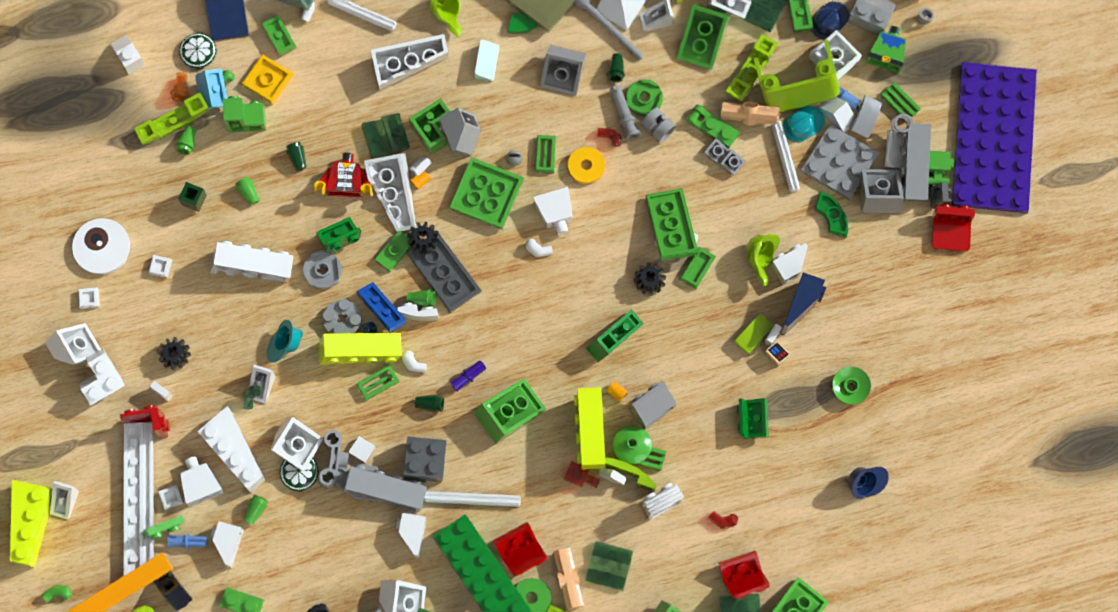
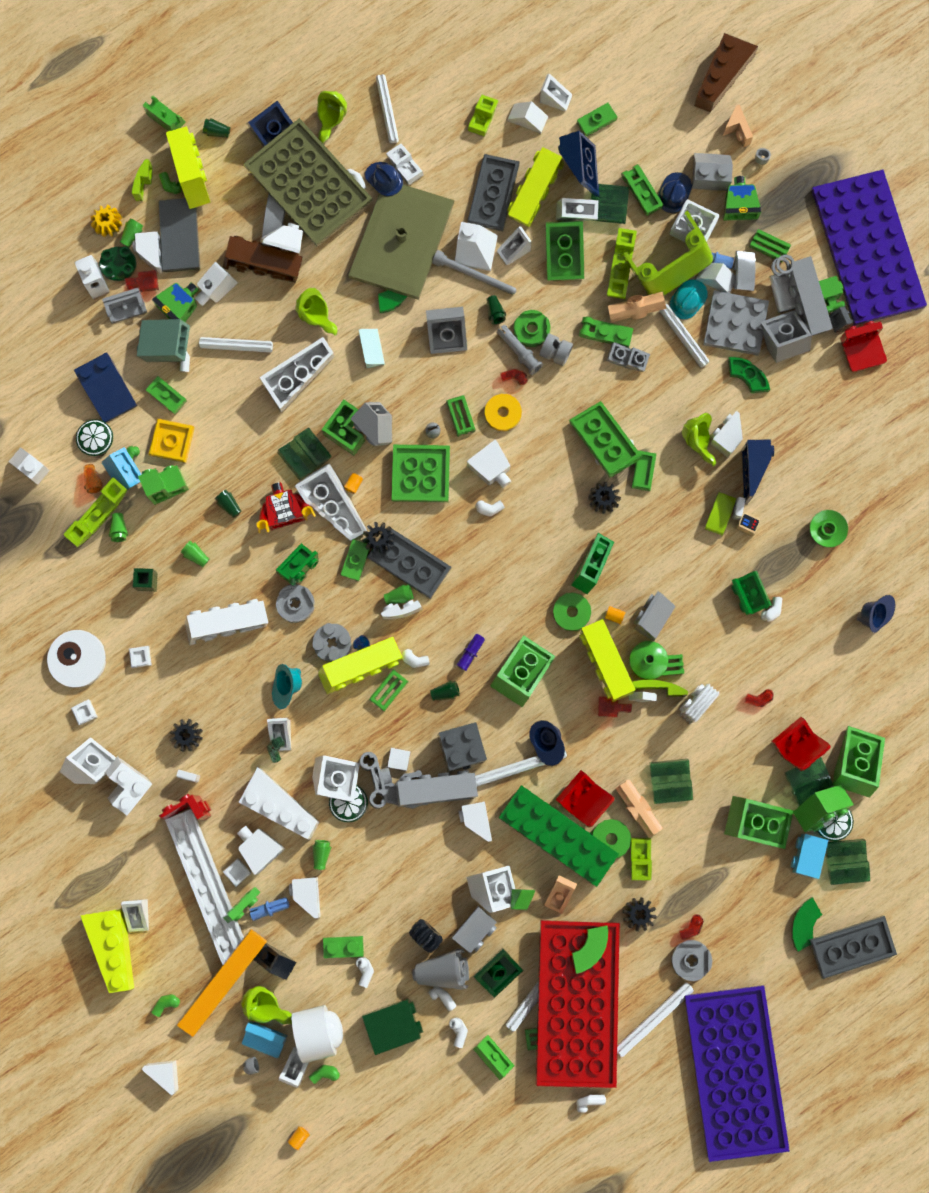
camera: 15 degrees left, 5 degrees up
(381, 307) = (365, 618): blue plate -> none
(420, 165) = (348, 470): white tile -> none
(506, 484) = (547, 742): none -> dark blue piece
(577, 362) = (572, 600): none -> bright green tile
(768, 444) = (774, 611): none -> white arm

